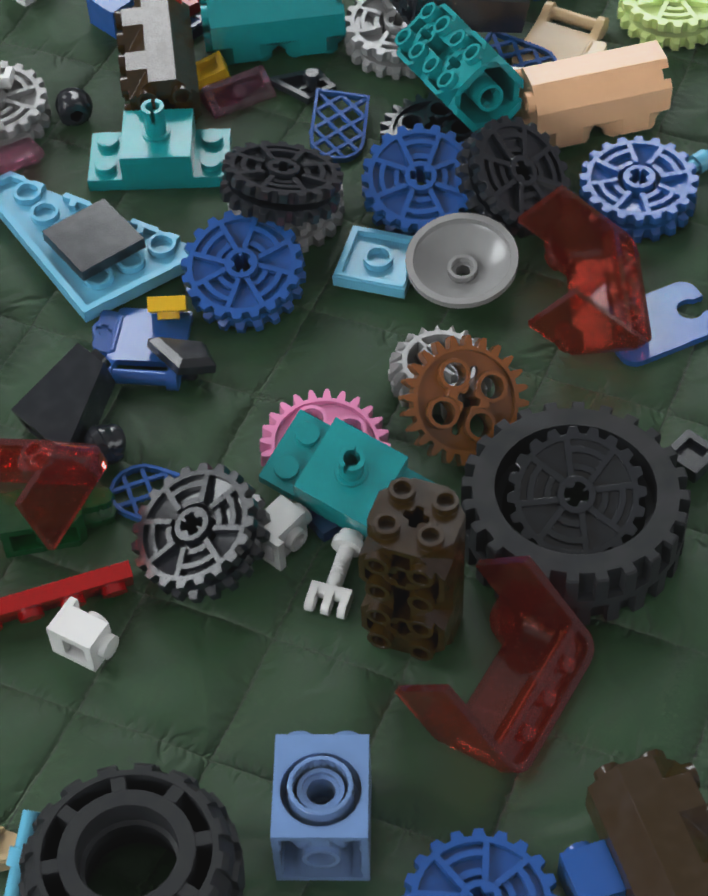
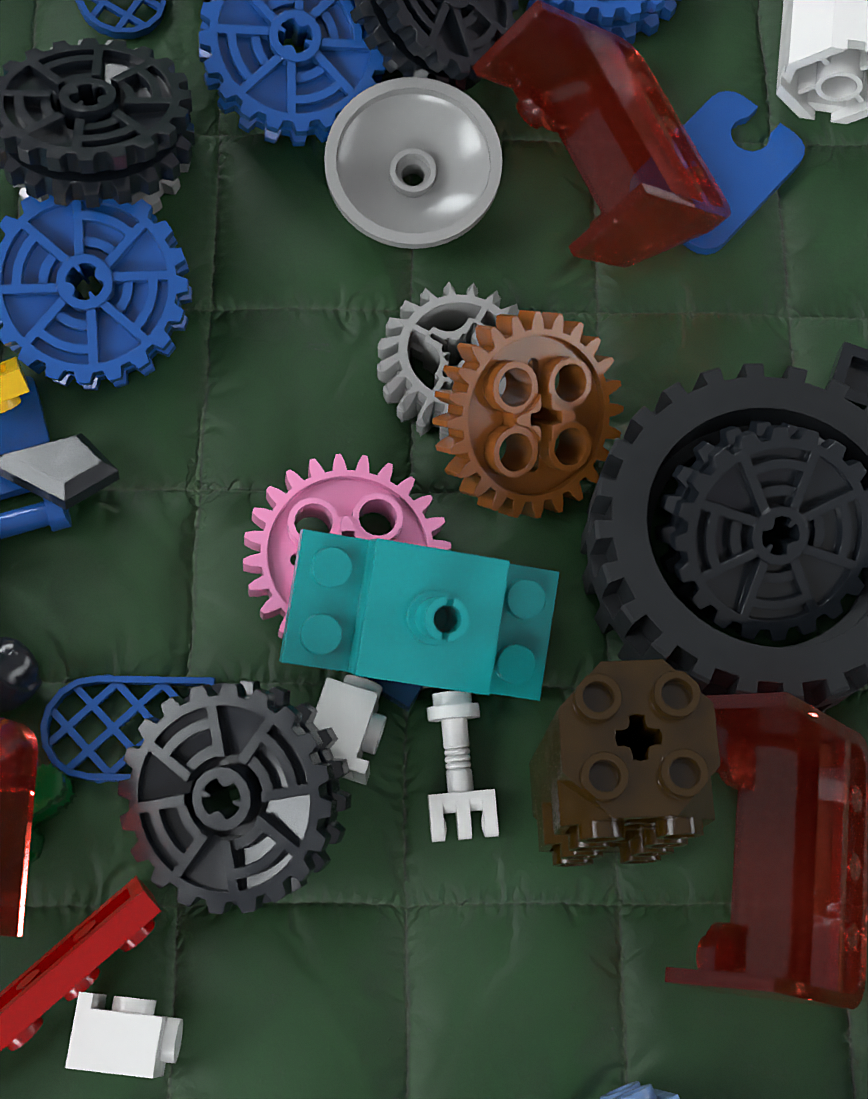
camera: 30 degrees left, 20 degrees up
(374, 262) = (277, 199): medium azure plate -> none

